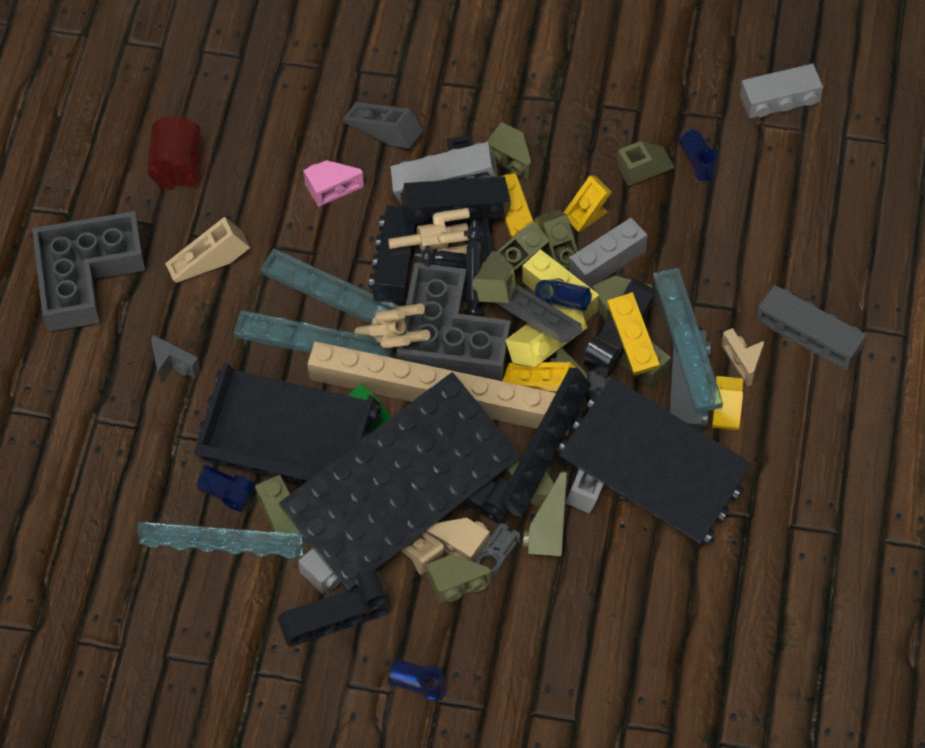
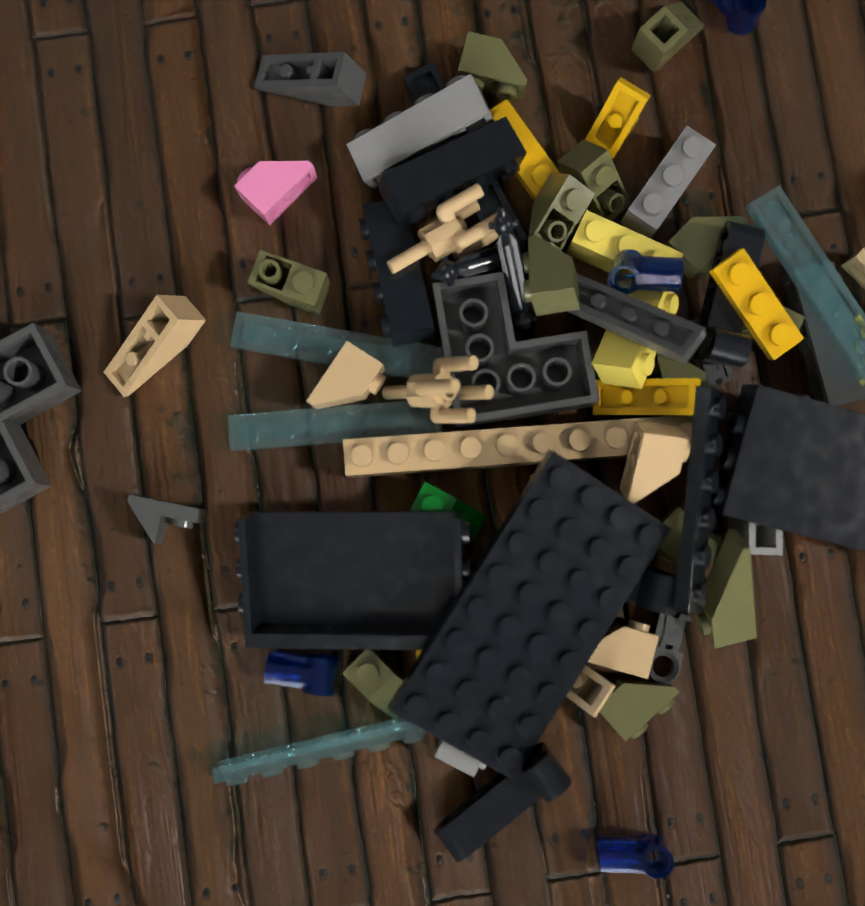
camera: 20 degrees left, 25 degrees up
(174, 152) = (51, 210): clear red cylinder -> none
(319, 241) = (290, 282): none -> olive slope
(332, 307) = (348, 379): none -> tan slope
(524, 406) = (653, 458): none -> tan slope

